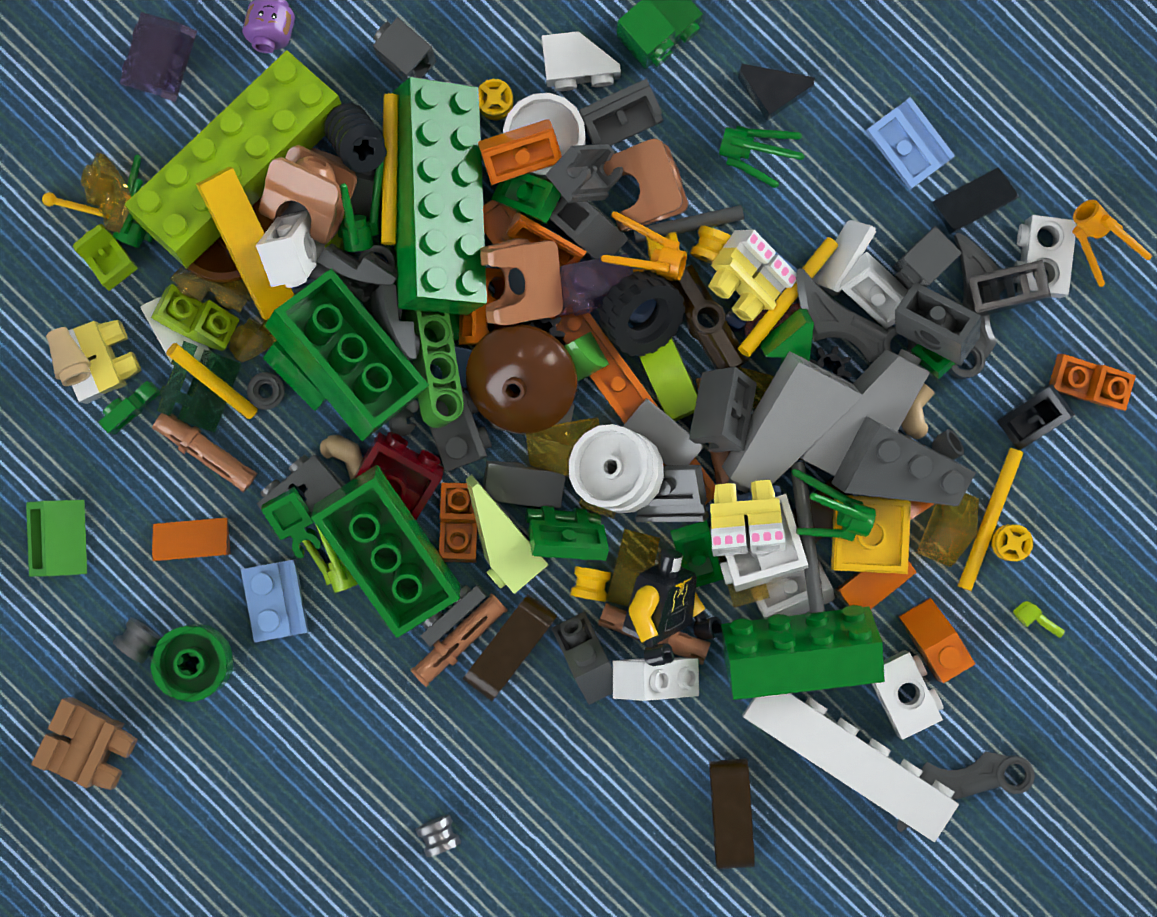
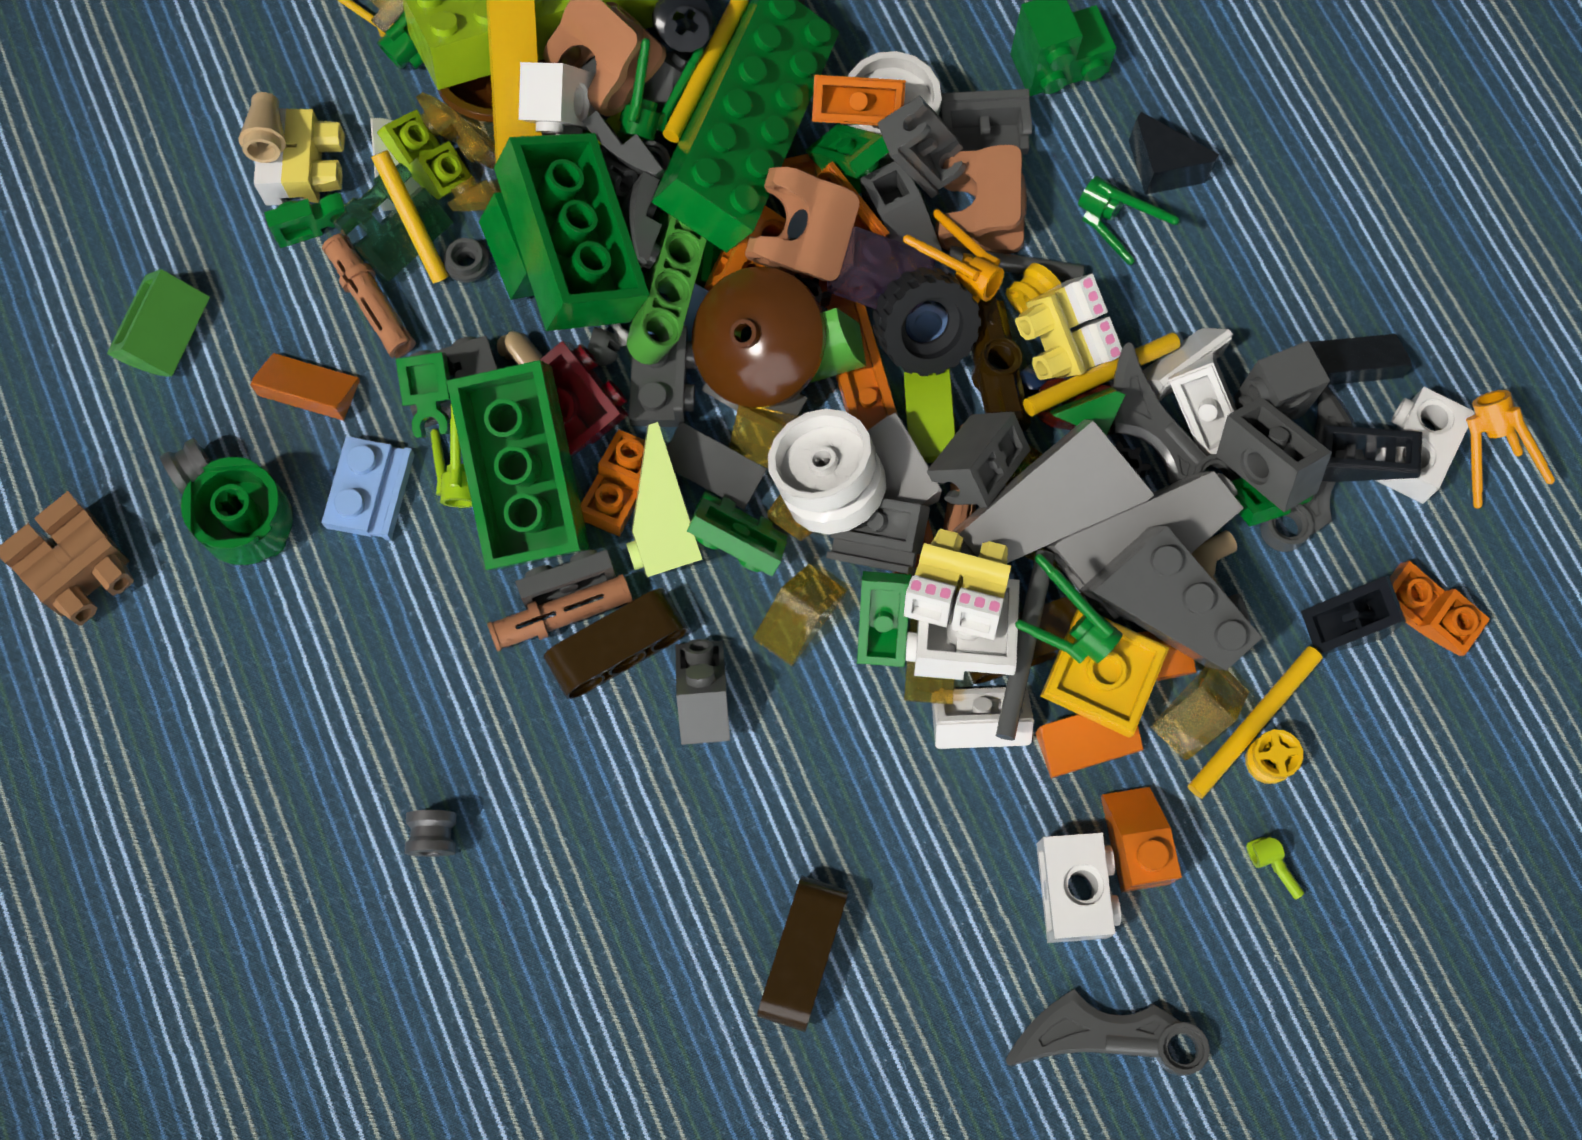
camera: 20 degrees right, 15 degrees down
(105, 256) = (358, 57): lime bracket -> none
(490, 94) = (851, 48): yellow wheel -> none
(575, 60) = (959, 52): white slope -> none
(590, 583) = (743, 606): yellow wheel -> none
(639, 681) = (775, 739): white brick -> none
(664, 605) = (824, 654): torso -> none
(681, 643) = (797, 697): nougat pin -> none
(802, 652) = (970, 778): green brick -> none
(854, 761) = (981, 942): white brick -> none
(910, 143) = (1301, 269): light blue plate -> none

